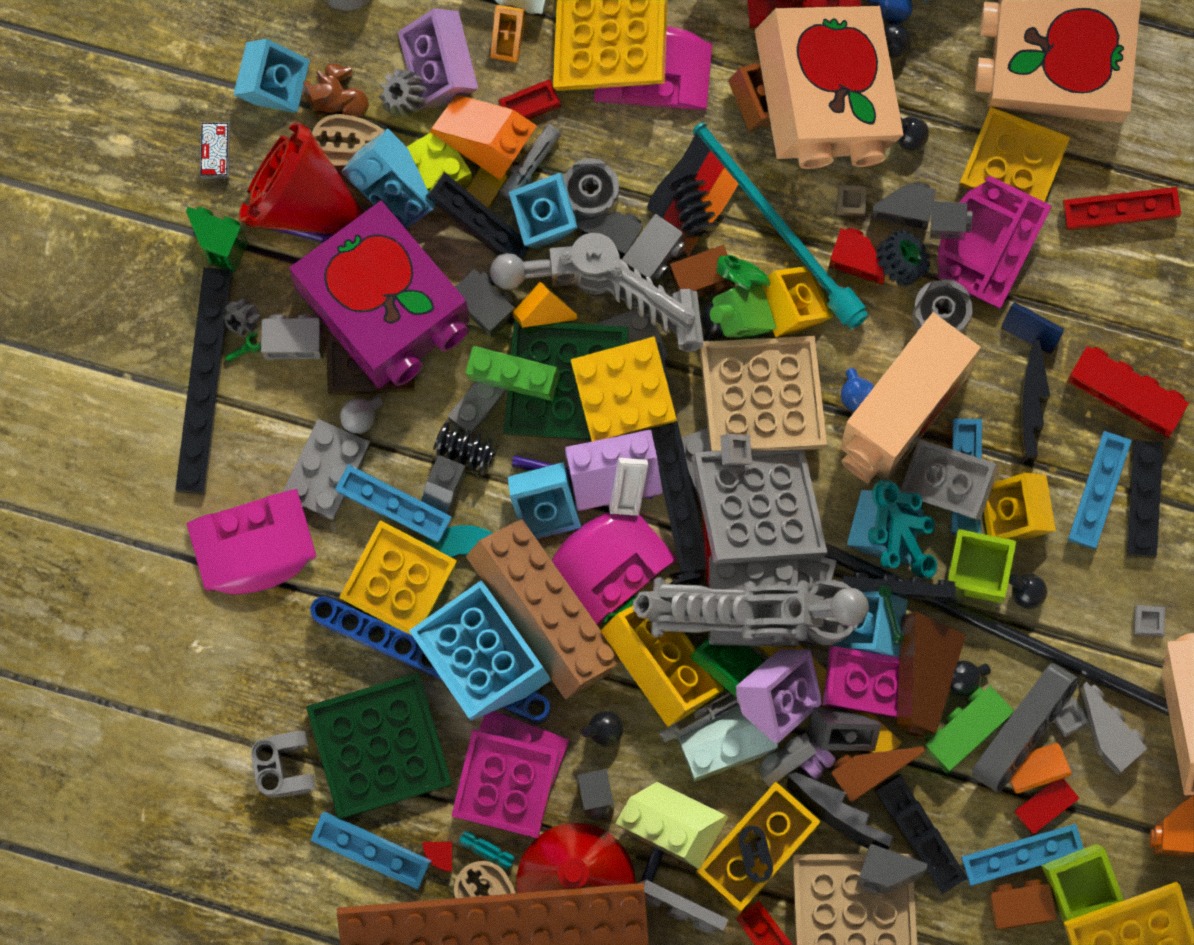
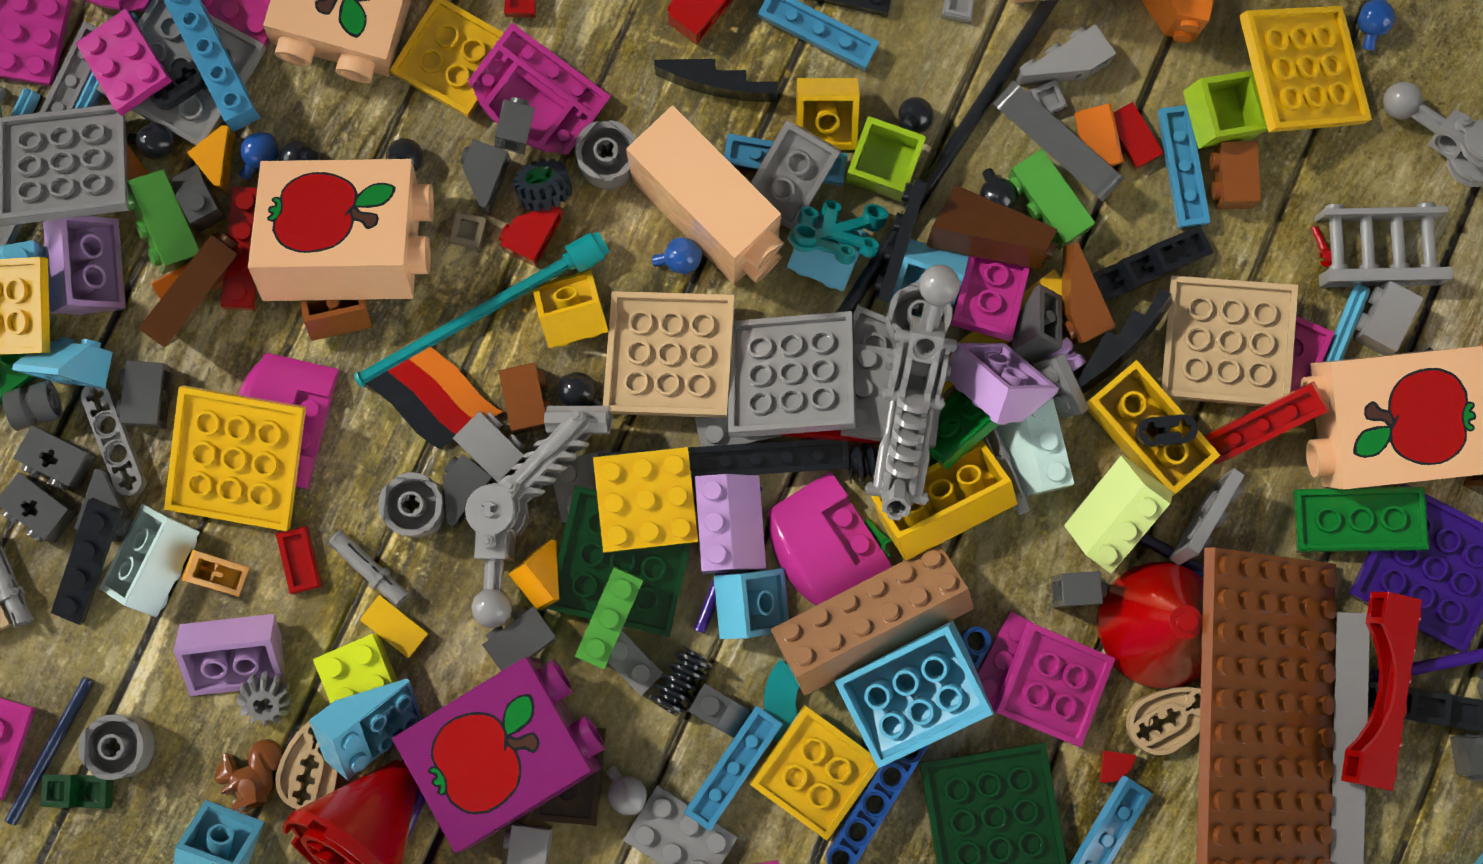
camera: 90 degrees left, 5 degrees up
(476, 217) = (425, 634): black plate -> none
(484, 132) = (328, 613): orange slope -> none
(486, 850) = (1116, 714): teal axle -> none
(543, 211) = (429, 559): medium azure slope -> none
(604, 728) = (1005, 572): black piece -> none
(628, 486) = (751, 509): white tile -> none
(691, 205) = (449, 397): black piece -> none
(736, 449) = (732, 387): light grey plate -> none
(741, 272) = (534, 354): green plate -> none
(743, 312) = (574, 359): bright green torso -> none
(885, 591) = (906, 255): dark green hinge -> none
(888, 871) = (1194, 301): dark grey slope -> none
(1032, 327) = (636, 68): dark blue slope -> none

